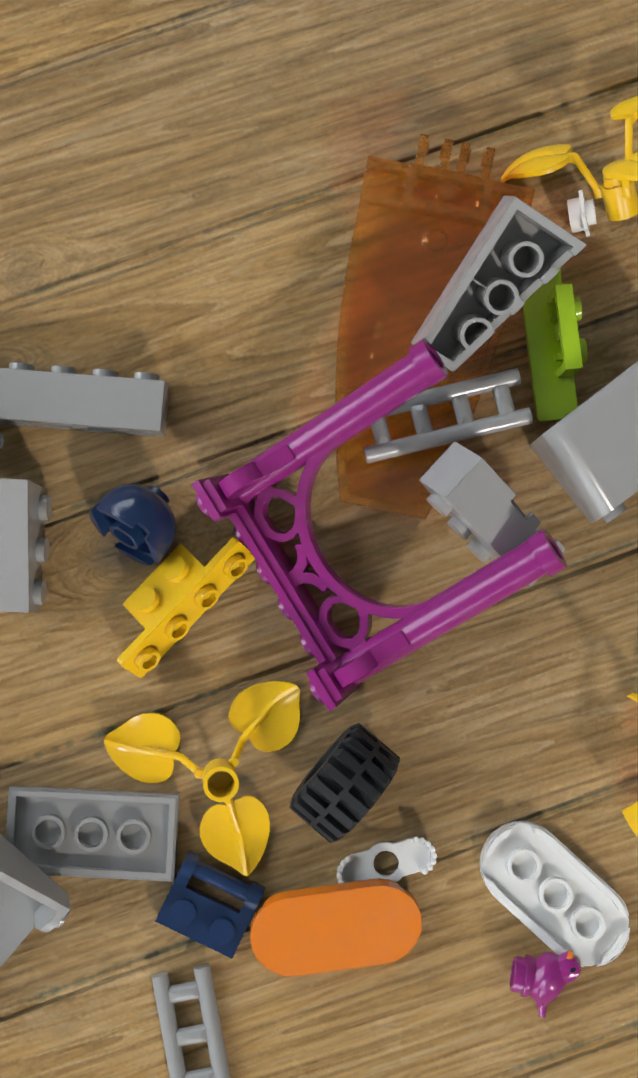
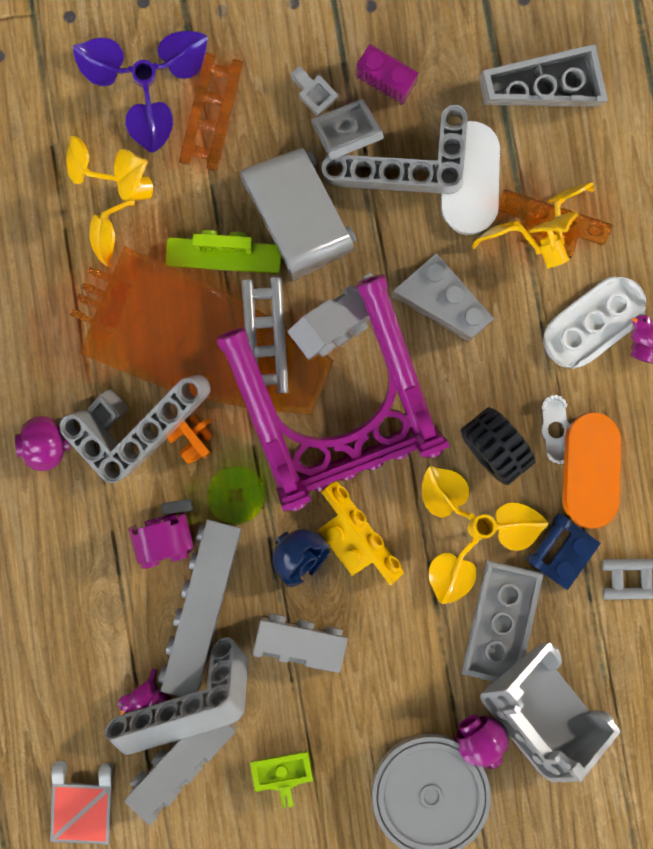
camera: 80 degrees left, 0 degrees up
(125, 322) = (161, 539): none -> magenta brick
(177, 338) = (177, 506): none -> dark grey tile
(204, 395) = (220, 497): none -> clear neon green plate
(233, 134) = (41, 443): none -> magenta plant
(259, 191) = (142, 435): none -> light grey beam
(267, 350) = (196, 448): none -> orange hips
(297, 217) = (108, 408): none -> light grey slope
(499, 273) = (182, 286): light grey wedge -> none
(547, 665) = (443, 298): none -> light grey wedge
(581, 213) = (142, 216): white plate -> none

